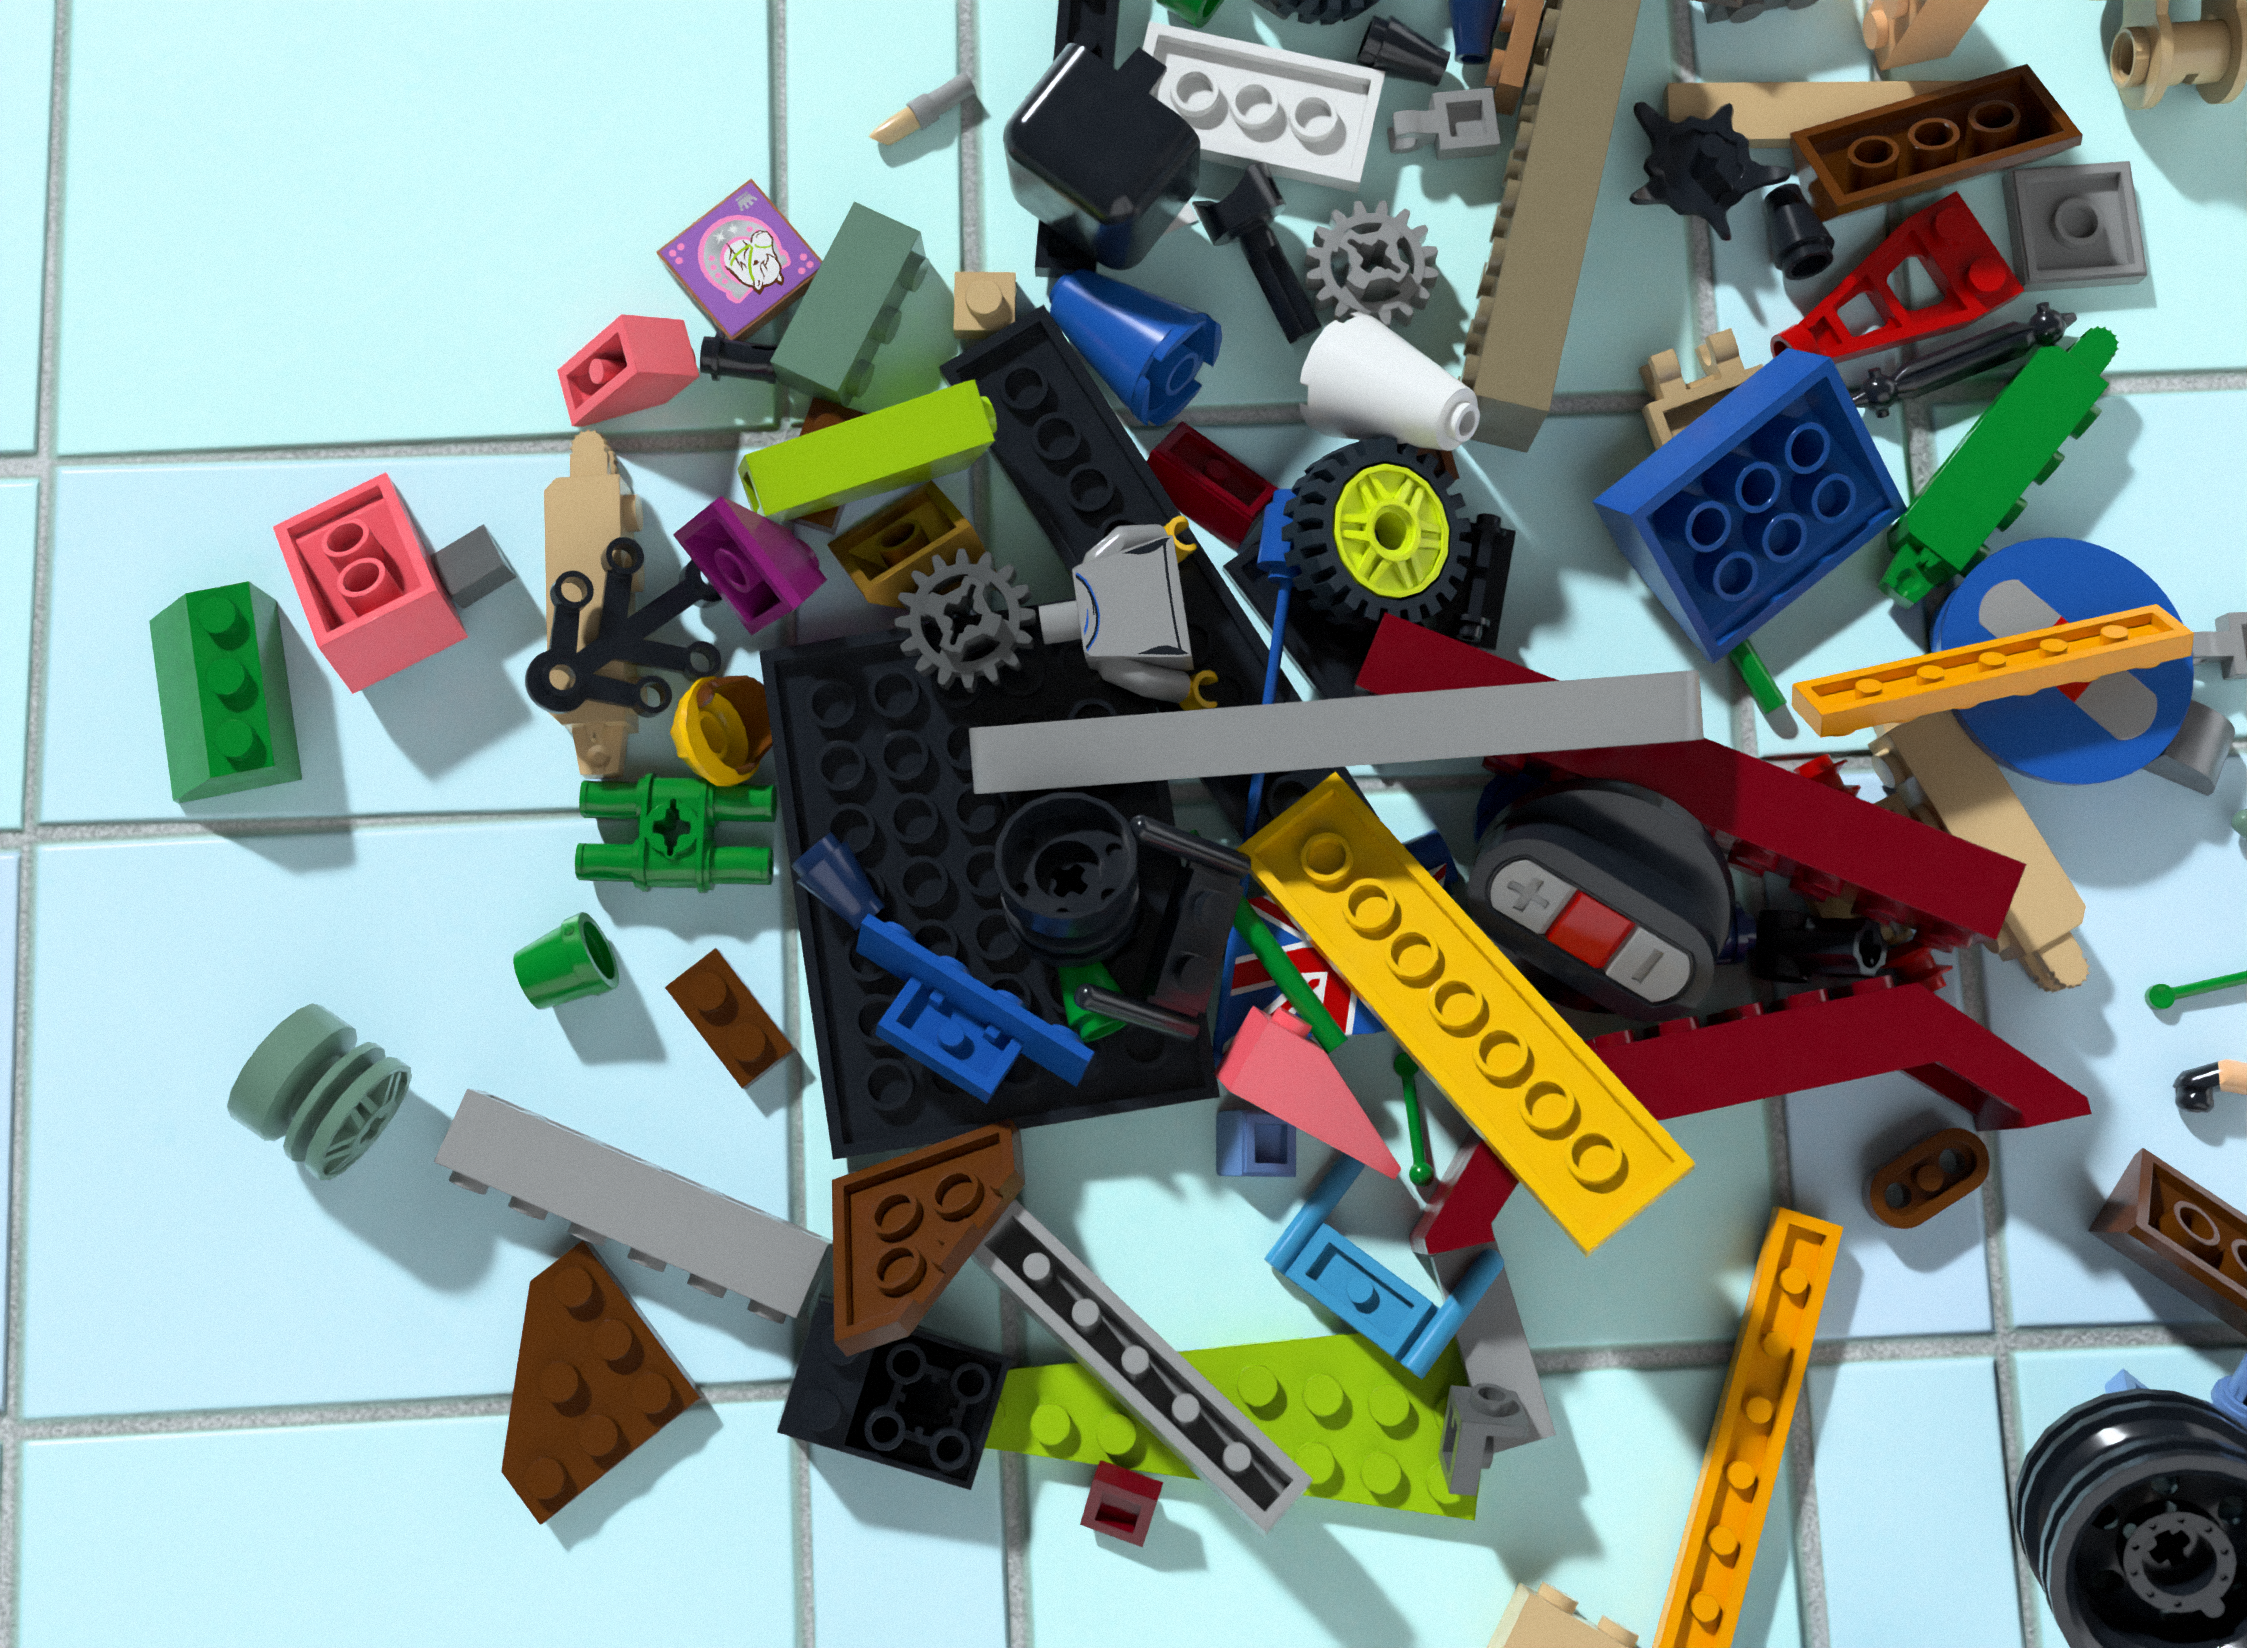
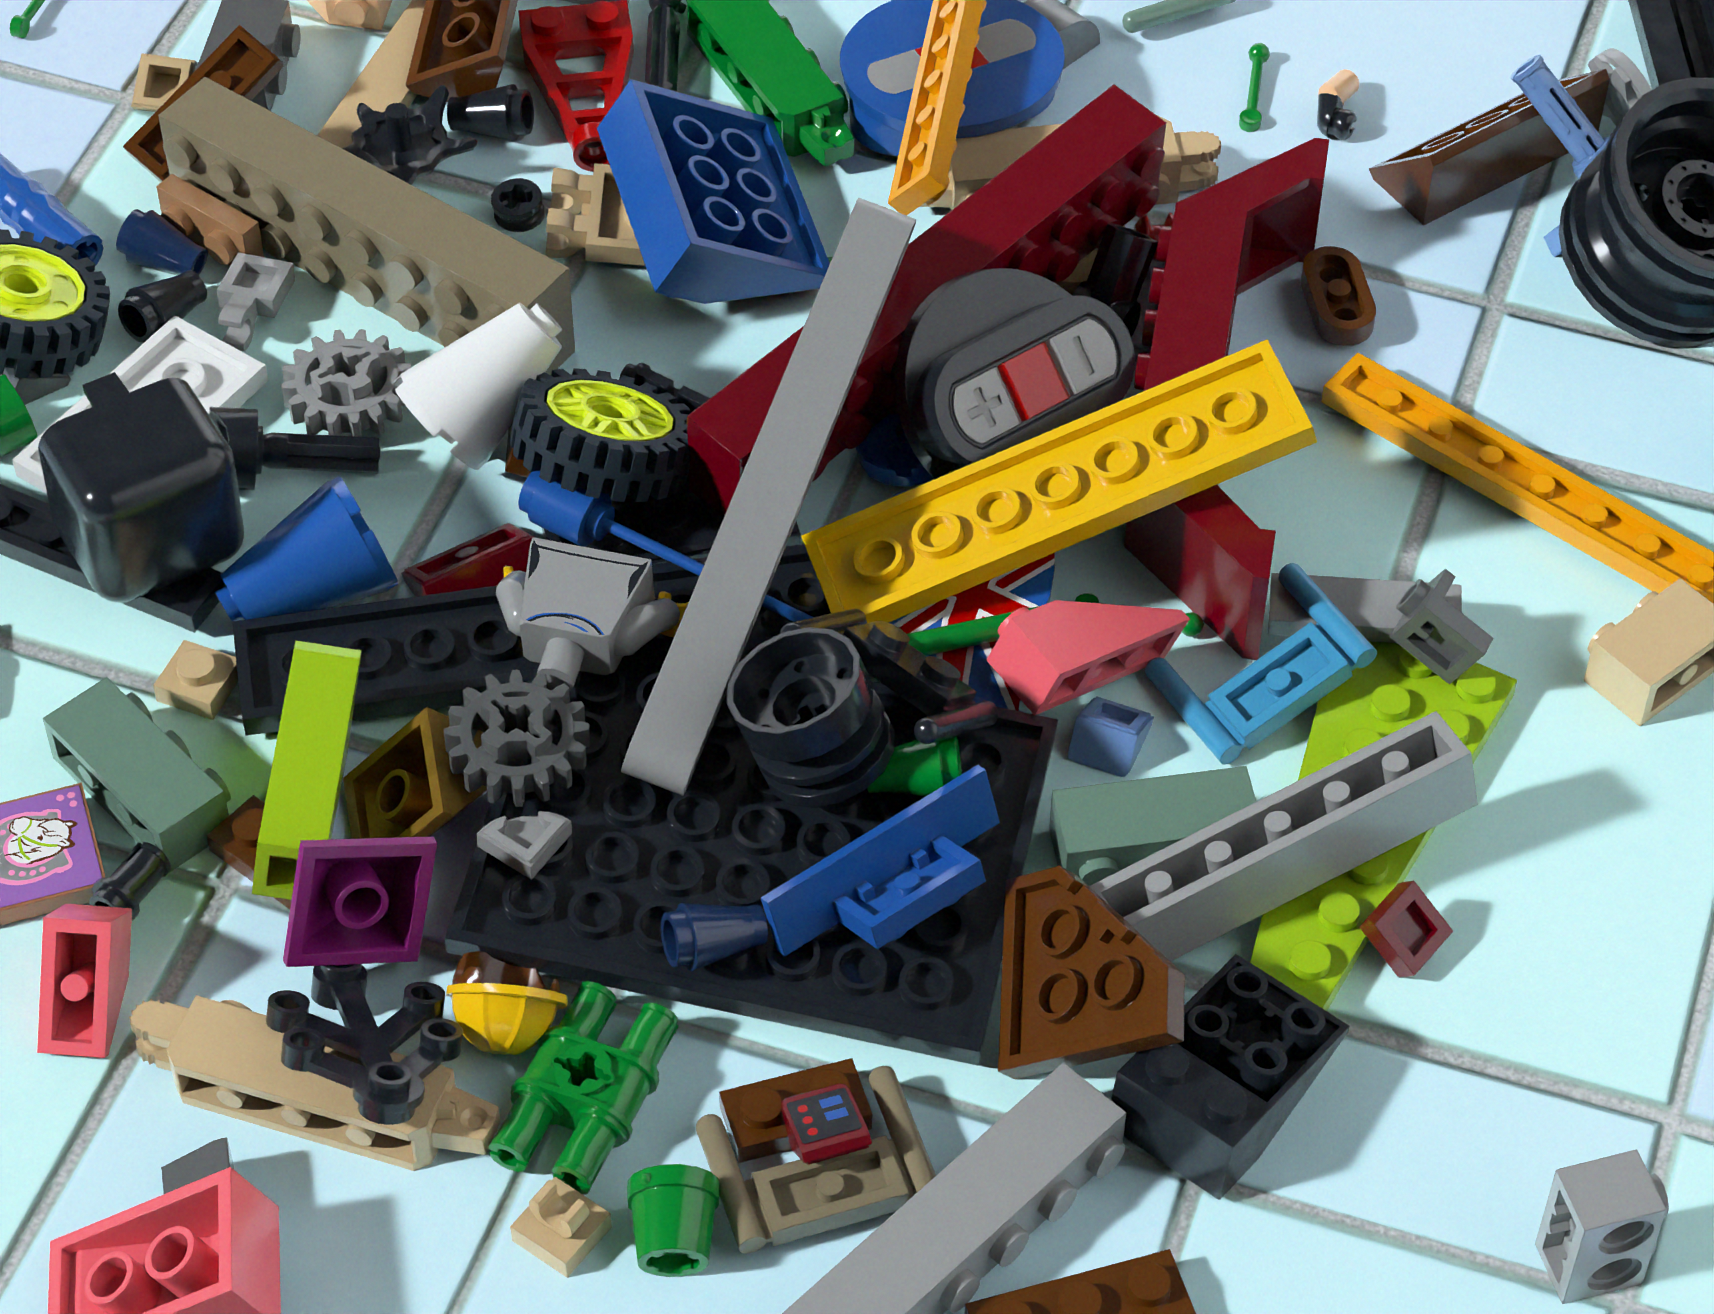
camera: 70 degrees left, 30 degrees down
(542, 871) = (560, 1226): none -> tan tile
(653, 1079) = (815, 1198): none -> dark tan plate
(694, 1057) = (824, 1124): none -> slope
(876, 675) = (525, 841): none -> light grey tile
(1142, 1231) = (1122, 822): none -> sand green brick
(1697, 299) = (530, 211): none -> black bush

